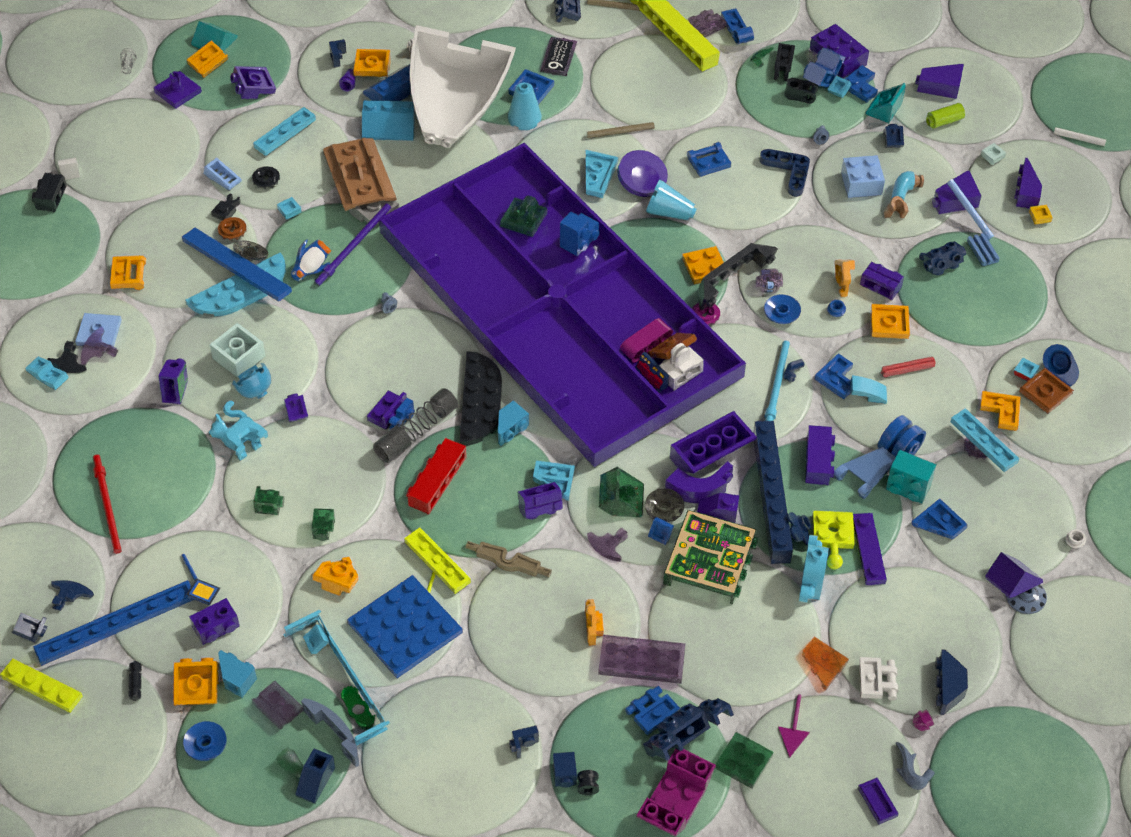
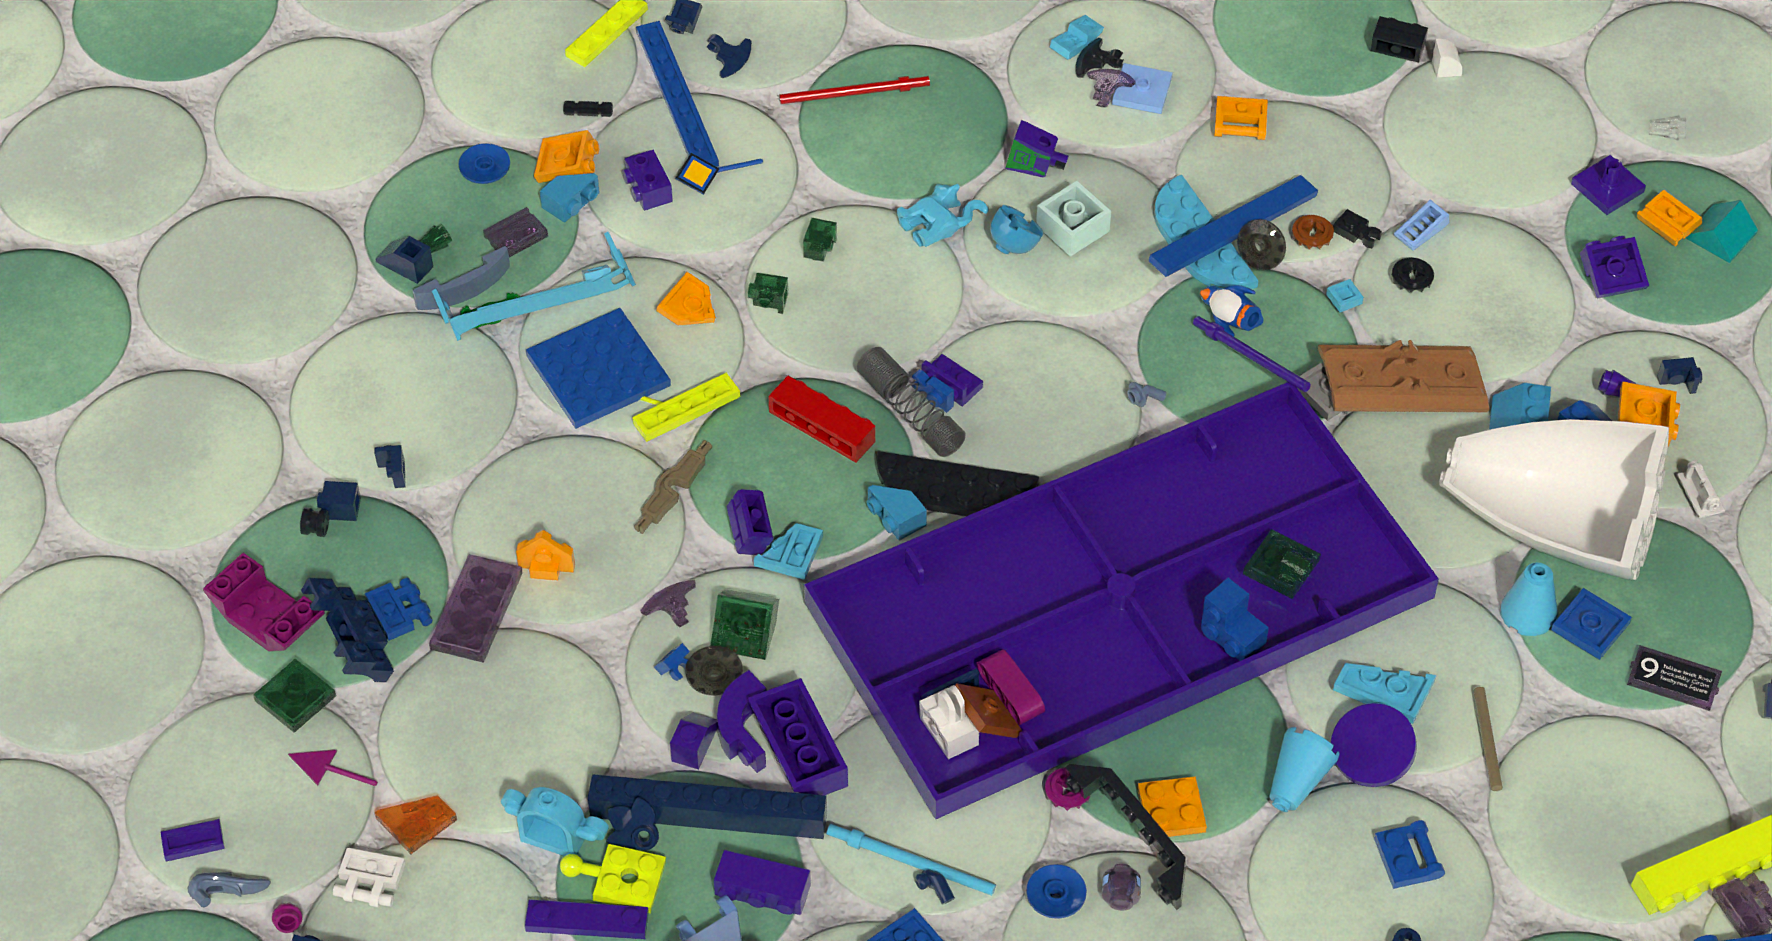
camera: 100 degrees right, 0 degrees up
(284, 131) = (1507, 301): medium azure plate -> none
(295, 407) = (968, 277): dark purple bracket -> none
(711, 554) = (613, 710): panel -> none

